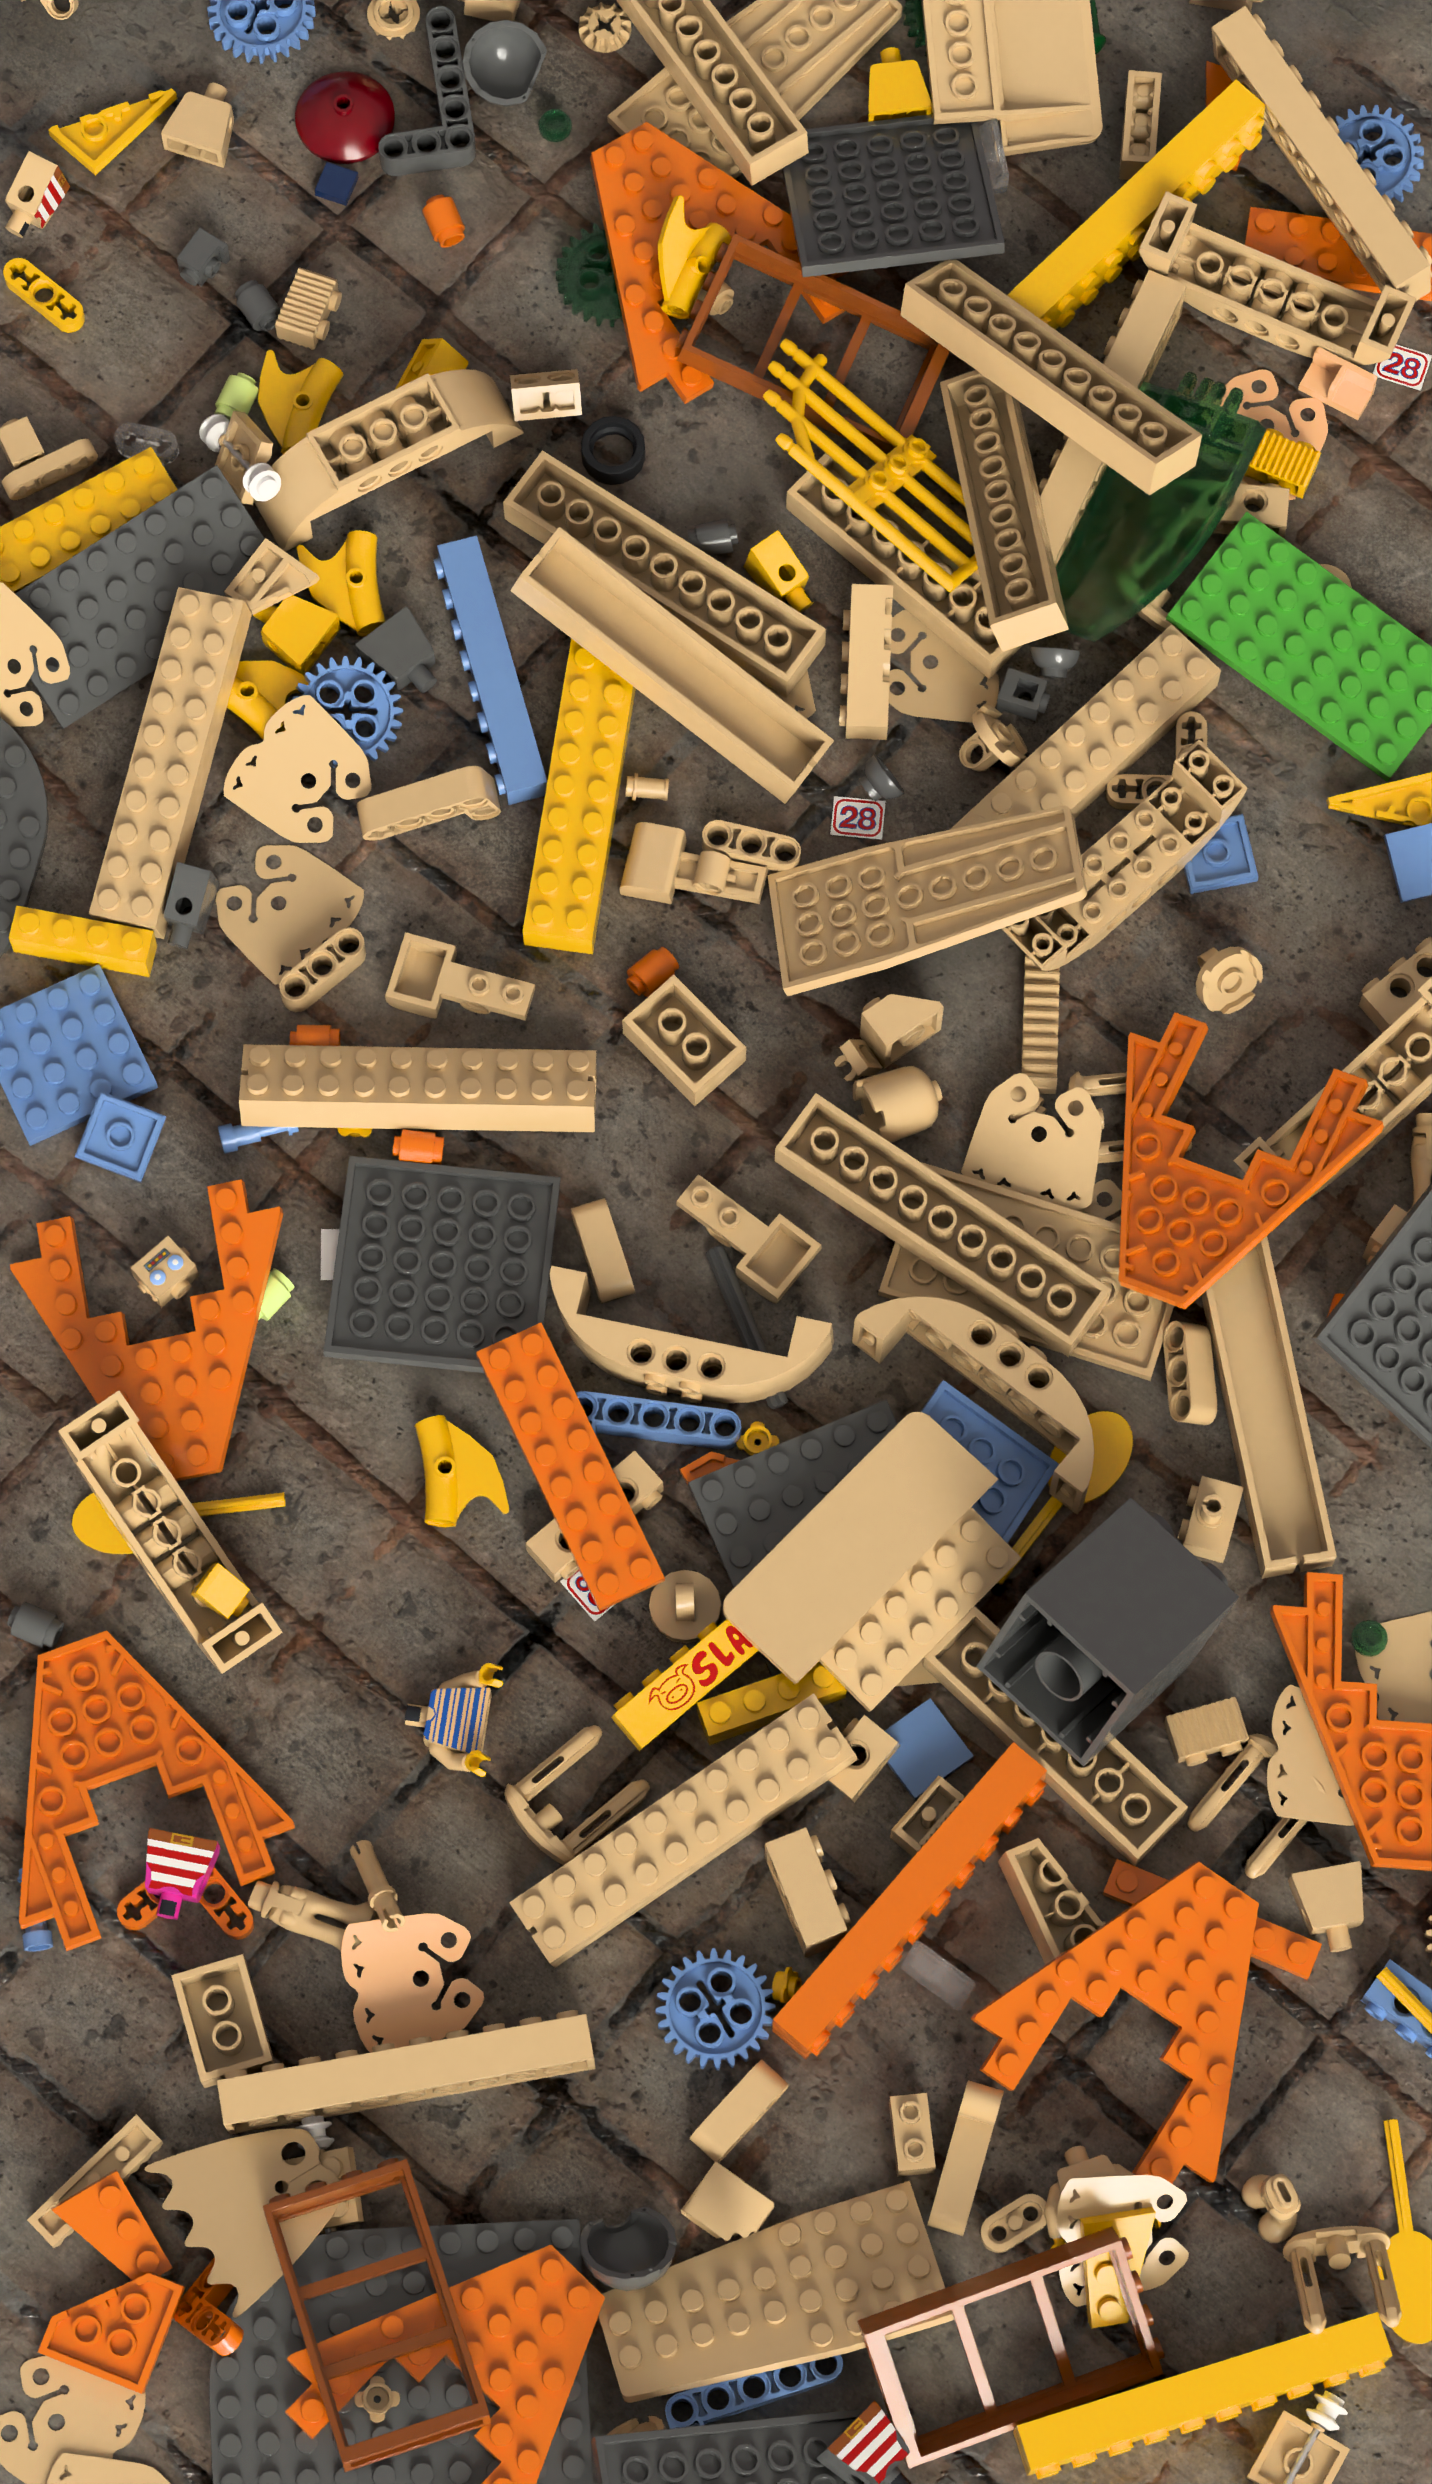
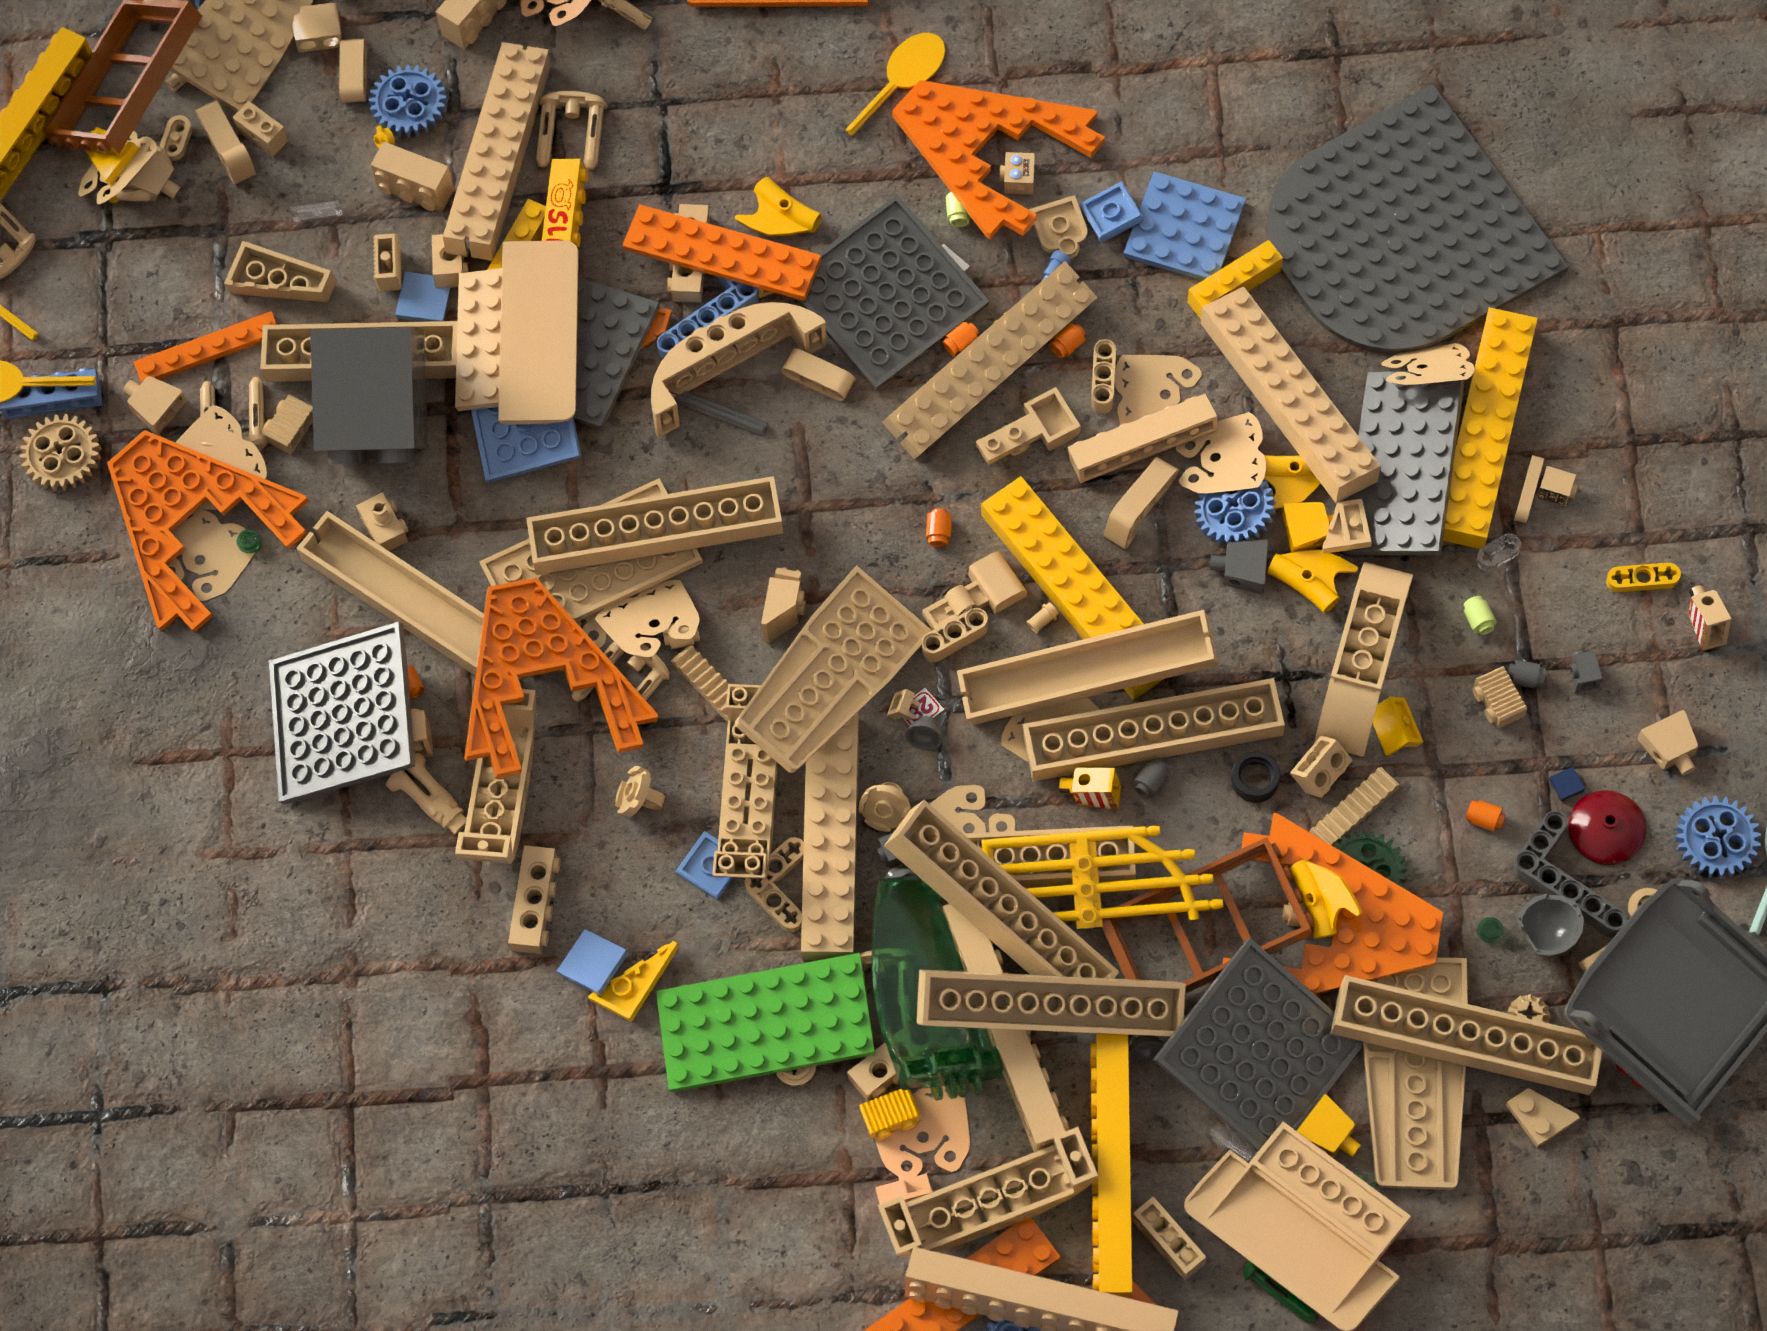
camera: 140 degrees right, 5 degrees down
(104, 135) = (1716, 690): yellow wing -> none
(161, 1528) = (873, 57): tan slope -> none
(183, 1173) = (1060, 226): none -> tan plate
(192, 889) = (1204, 344): dark grey torso -> none
(222, 1592) = (825, 46): yellow slope -> none
(242, 455) = (1434, 575): plate -> none
(295, 401) = (1447, 642): yellow pin -> none
(357, 866) = (1142, 438): none -> tan brick
(457, 1719) = (657, 107): torso -> none
(492, 670) = (1181, 596): medium blue brick -> none
(556, 339) = (1355, 807): none -> tan gear
(684, 1040) = (883, 504): tan brick -> none
(684, 1605) = (605, 257): tan tile -> none
(756, 1432) = (648, 353): yellow plate -> none
(771, 1254) = (730, 445): tan plate -> none
(868, 662) = (995, 784): tan wedge -> none
(876, 826) = (901, 704): none -> tan tile
(898, 1102) = (742, 571): tan cylinder -> none
(909, 1900) = (357, 210): orange brick -> none
(998, 1366) = (553, 489): tan slope -> none
(1111, 1456) = (472, 499): yellow piece -> none
(1182, 1957) = (204, 305): orange wing -> none
(1190, 1373) = (459, 578): tan beam -> none
(1281, 2201) = (53, 242): tan piece -> none
(1404, 367) = (878, 1249): sticker -> none

